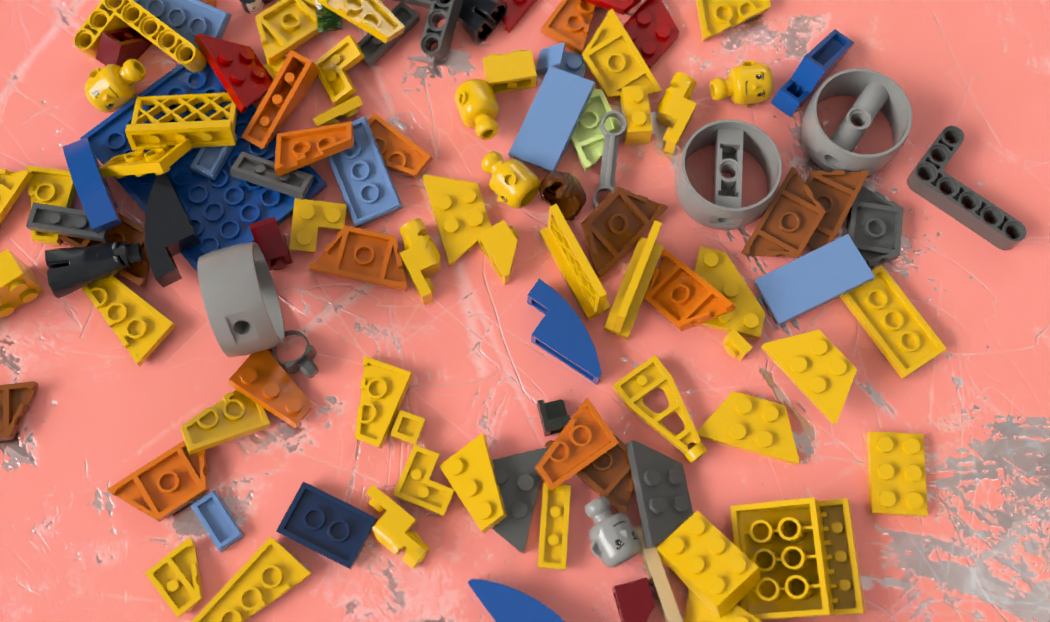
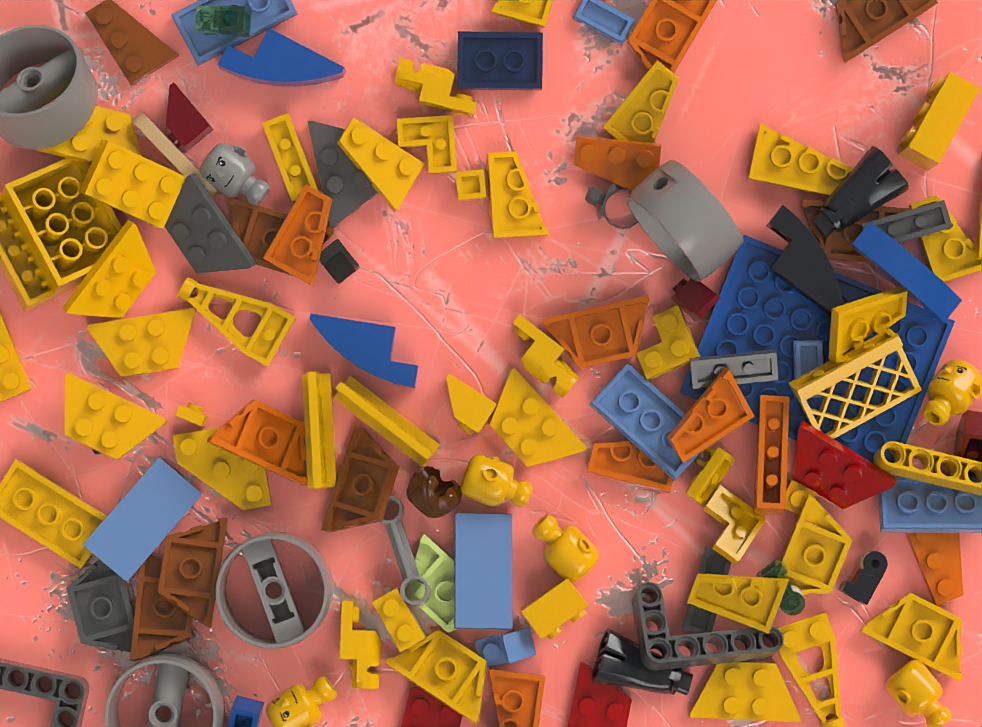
camera: 155 degrees right, 15 degrees up
(758, 488) = (115, 277): none -> yellow wing

